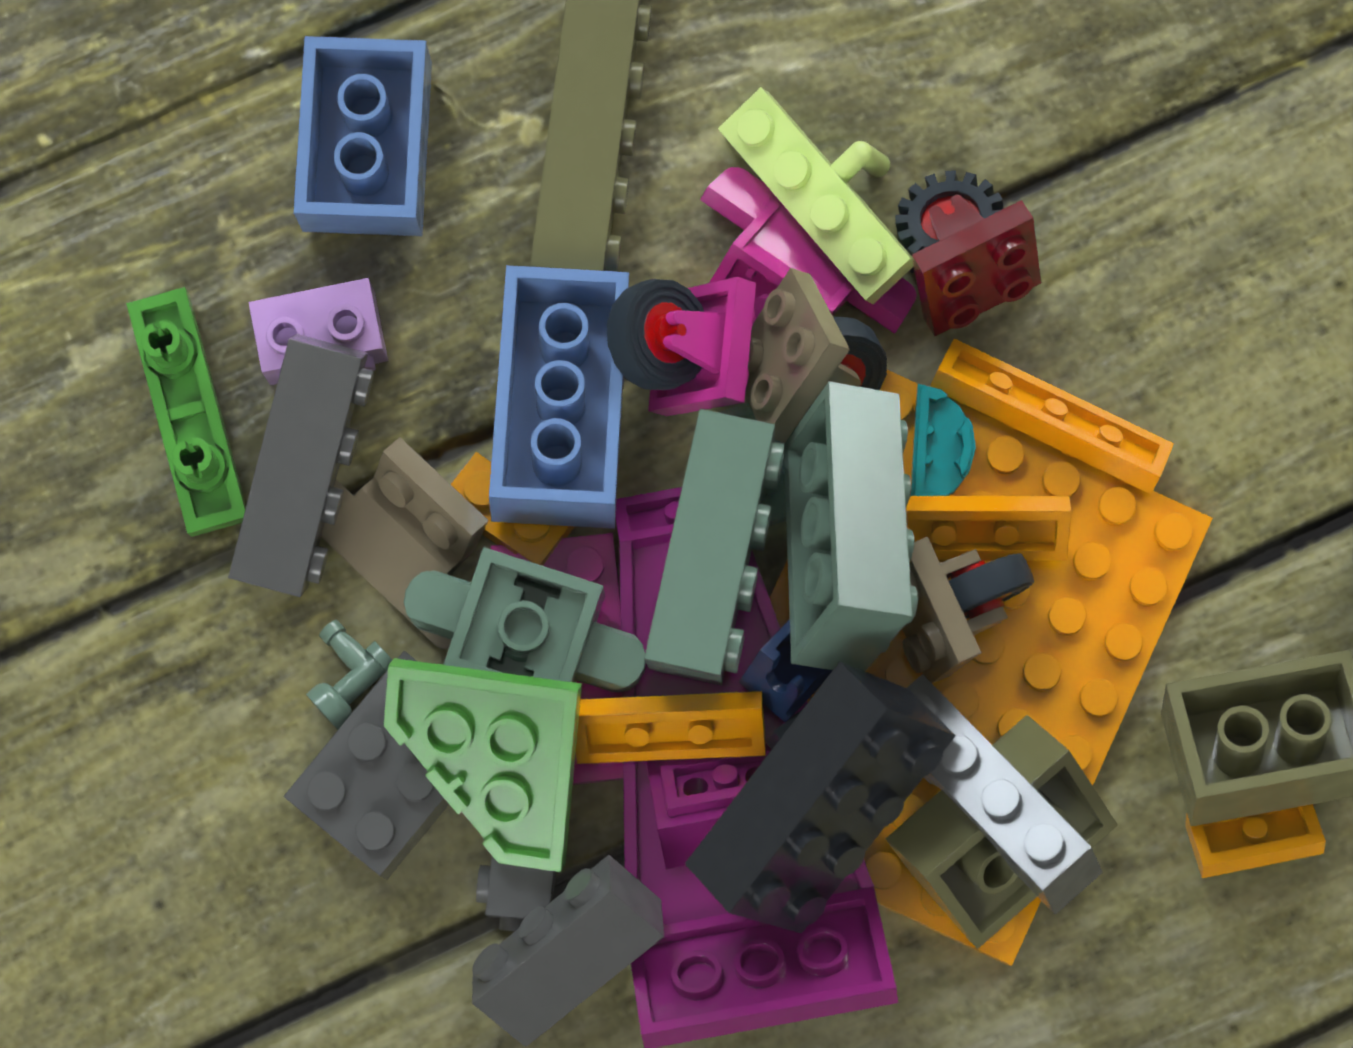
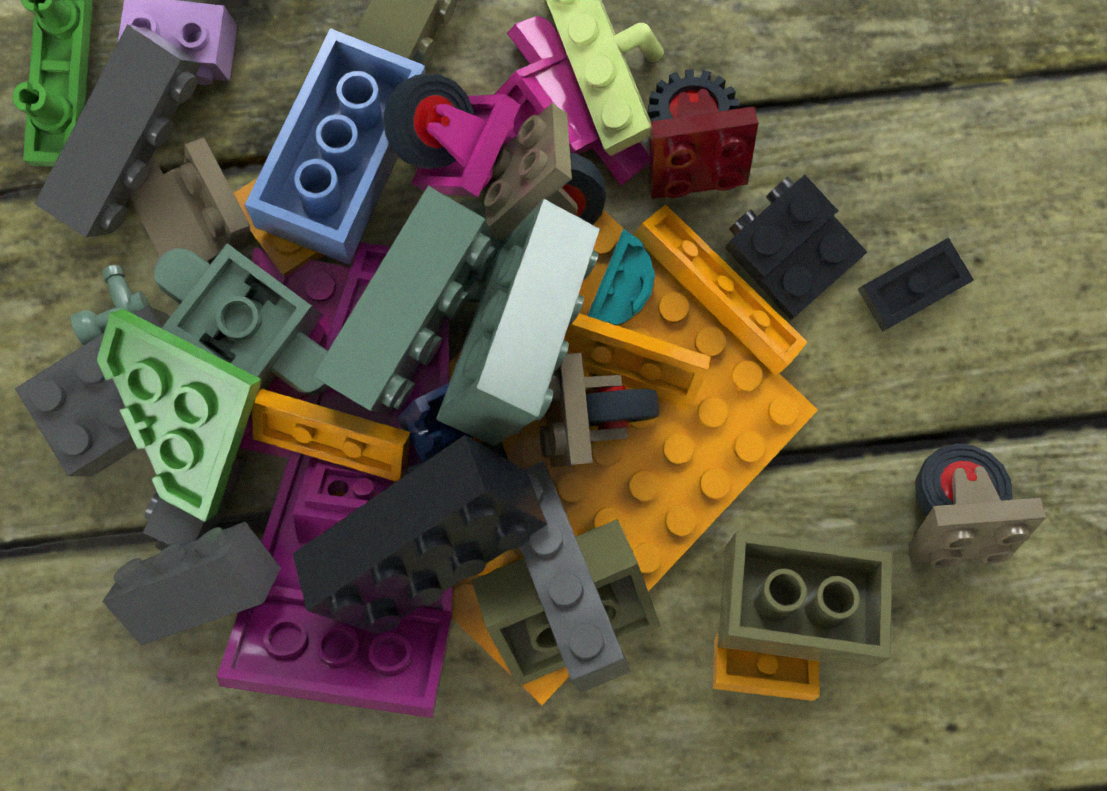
camera: 15 degrees right, 5 degrees up
(1120, 337) = (794, 245): none -> black plate
(1274, 336) = (915, 284): none -> black plate

